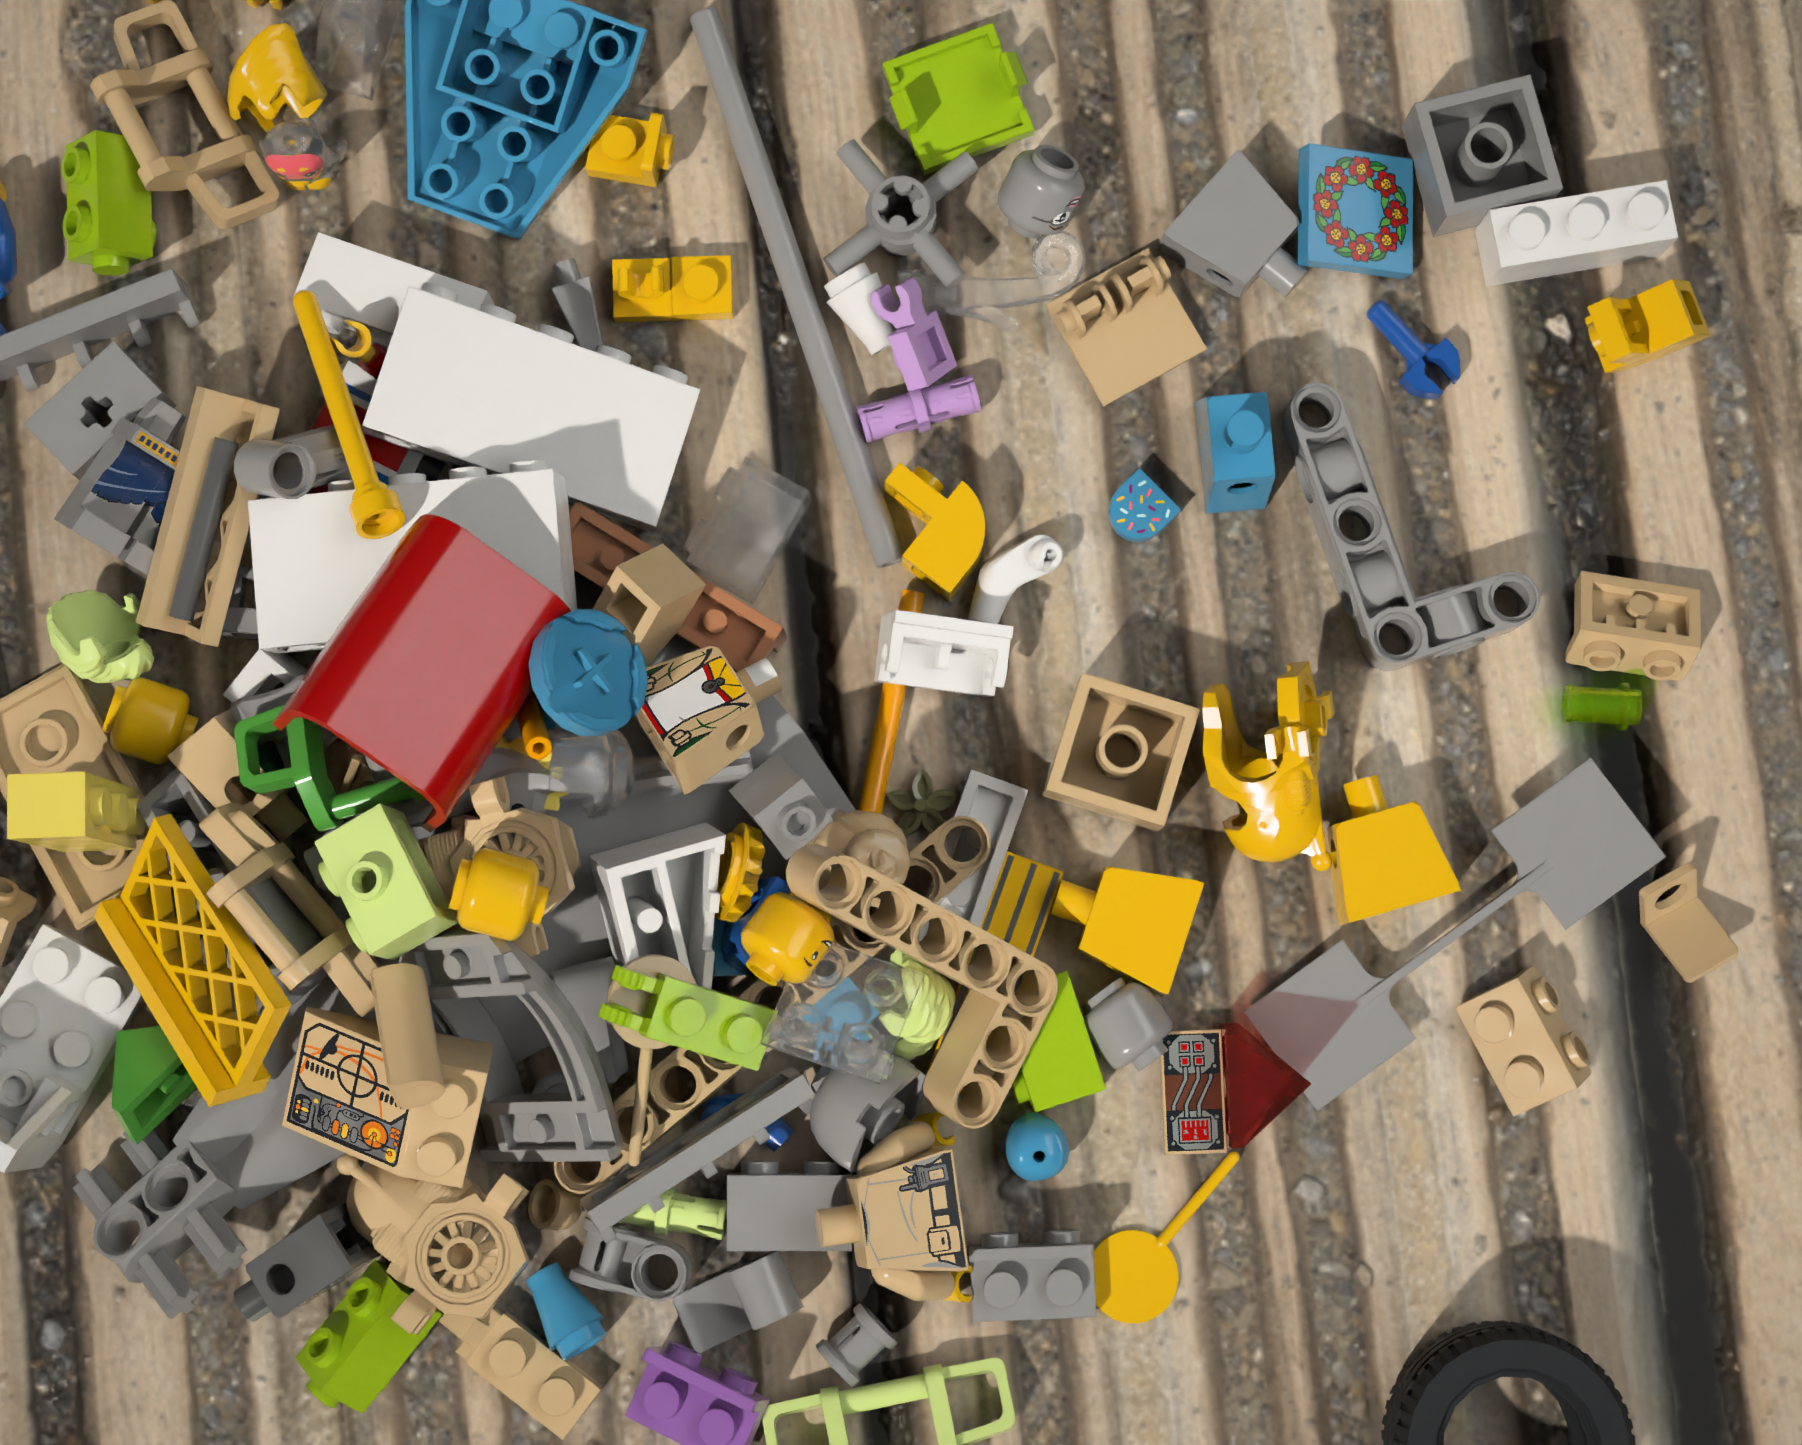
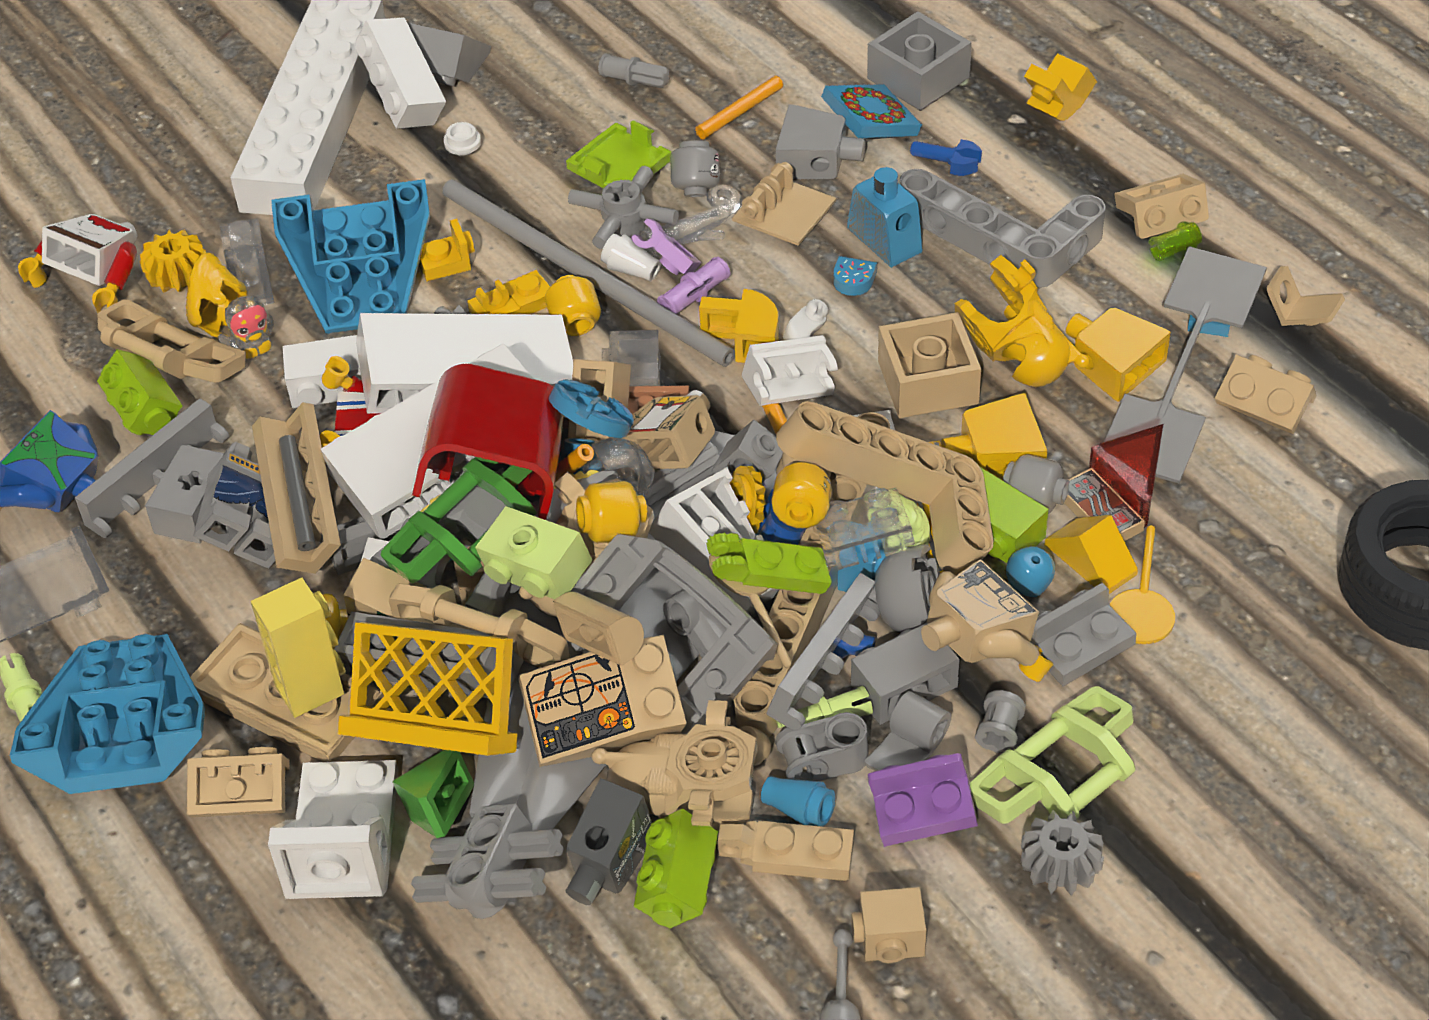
camera: 25 degrees left, 35 degrees down
(99, 636) = (238, 592): yellowish green hair -> none
(301, 459) = (336, 418): light grey piece -> none
(374, 506) = (405, 401): yellow piece -> none
(738, 357) = (576, 302): none -> yellow head
(1134, 1154) = (1094, 551): none -> yellow slope
(1189, 80) = (739, 107): none -> light orange piece
(1576, 233) = (991, 71): white brick -> none

